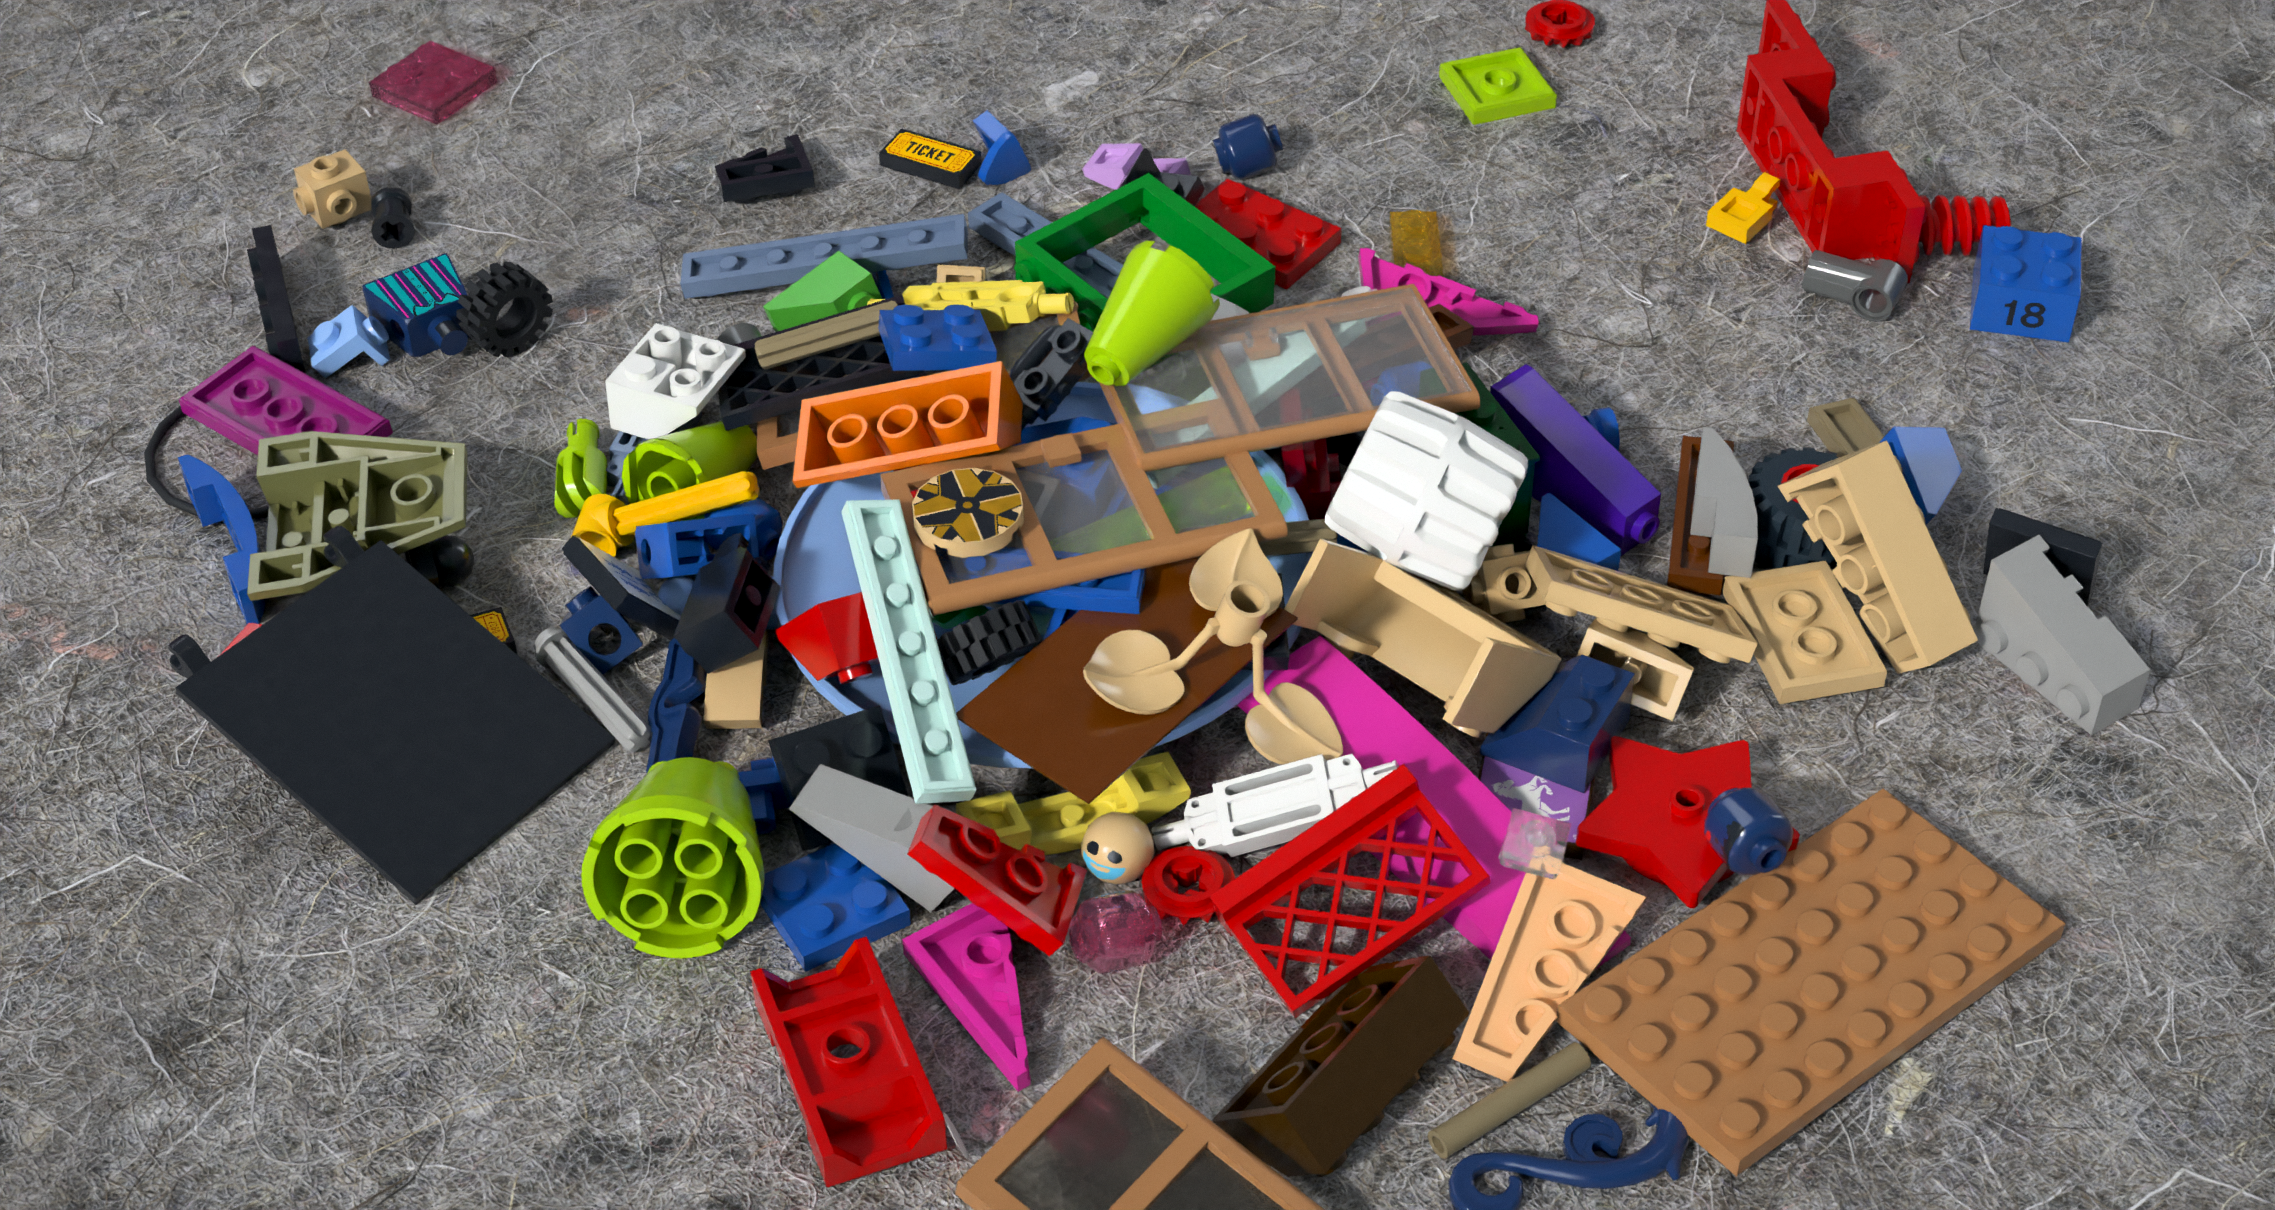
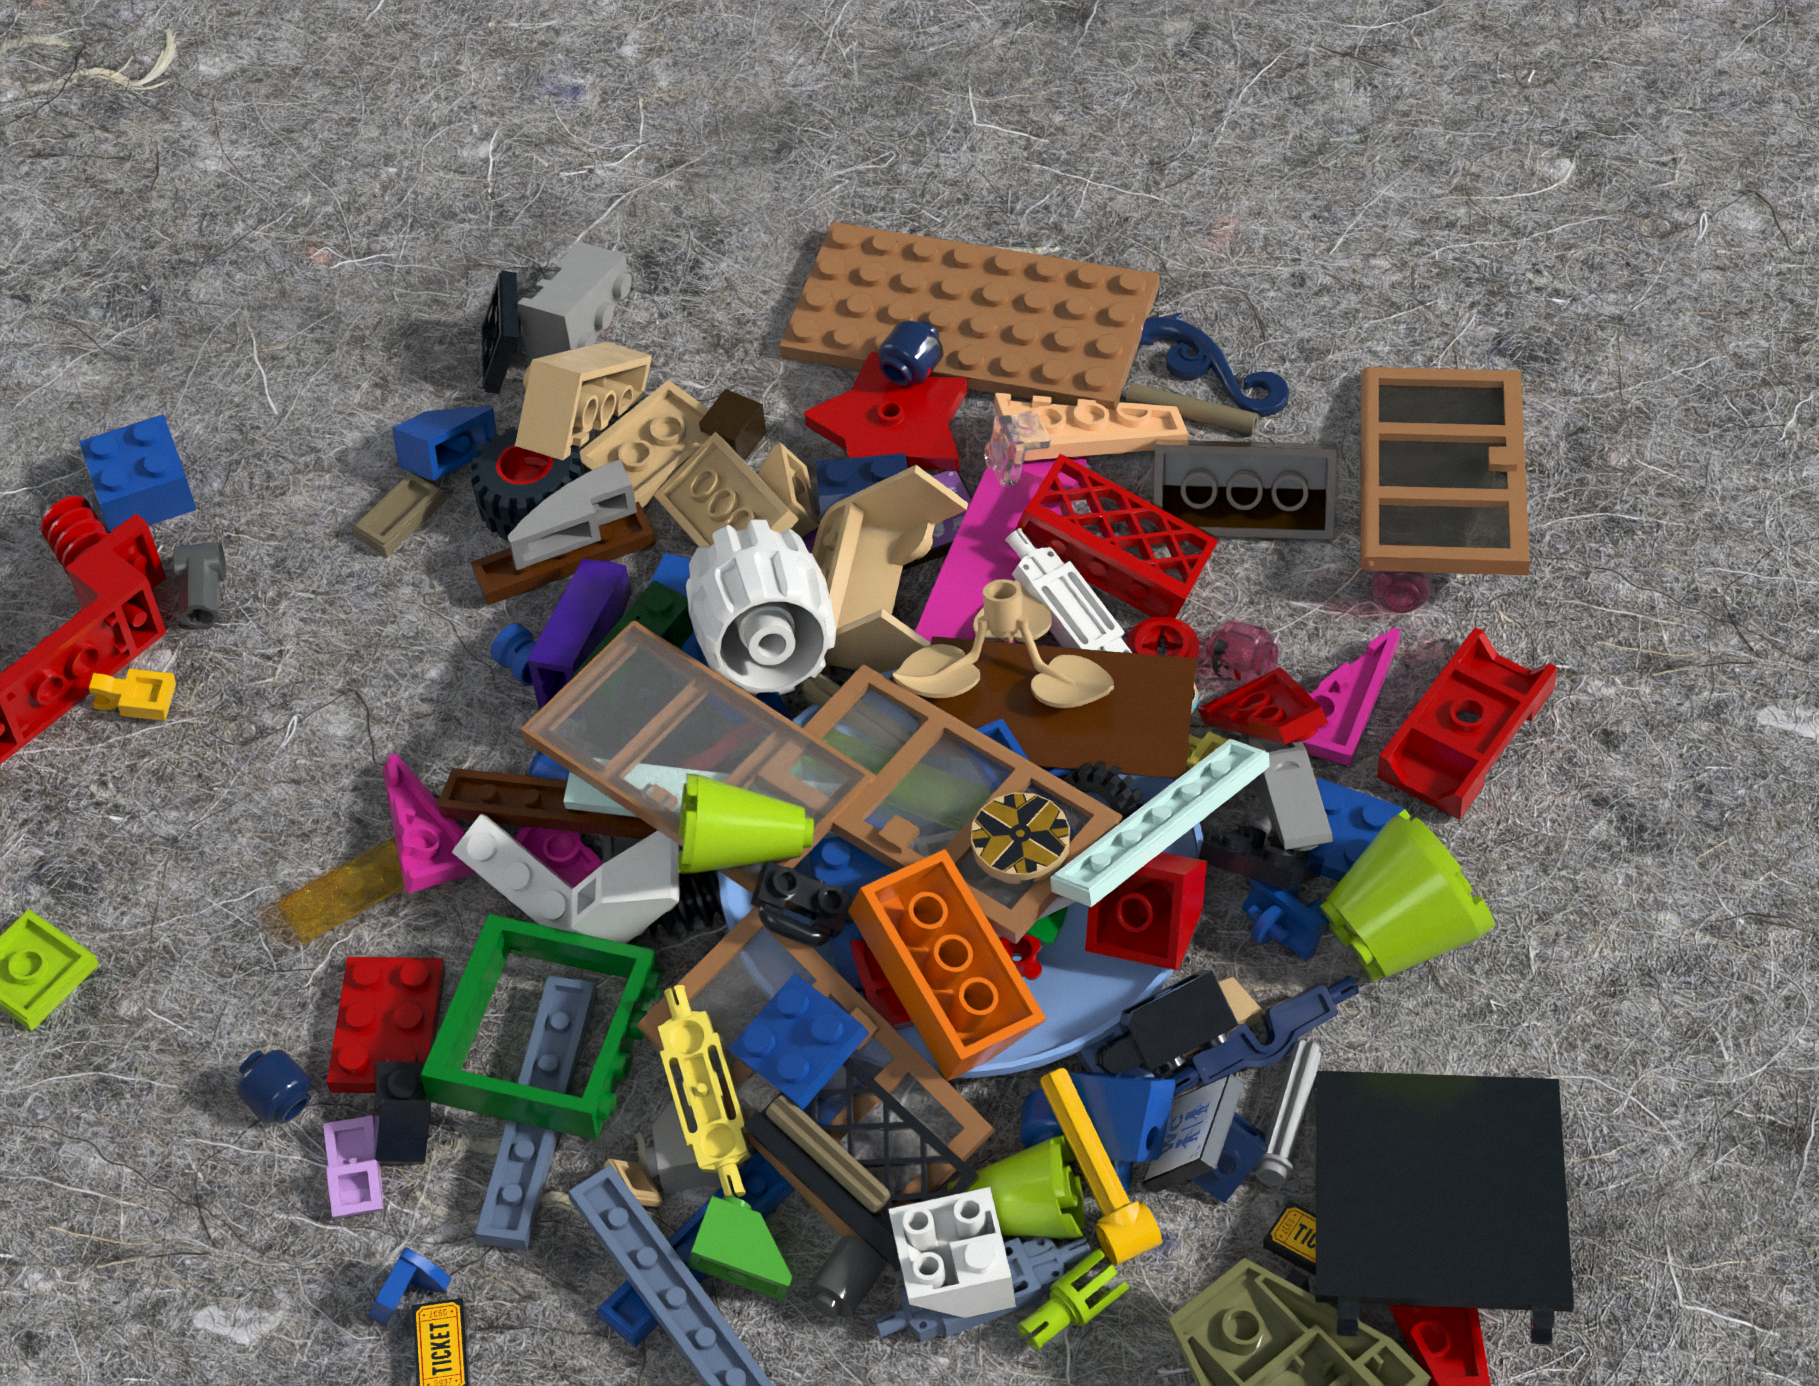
camera: 120 degrees left, 10 degrees up
(1777, 693) = (736, 421): none -> dark brown panel

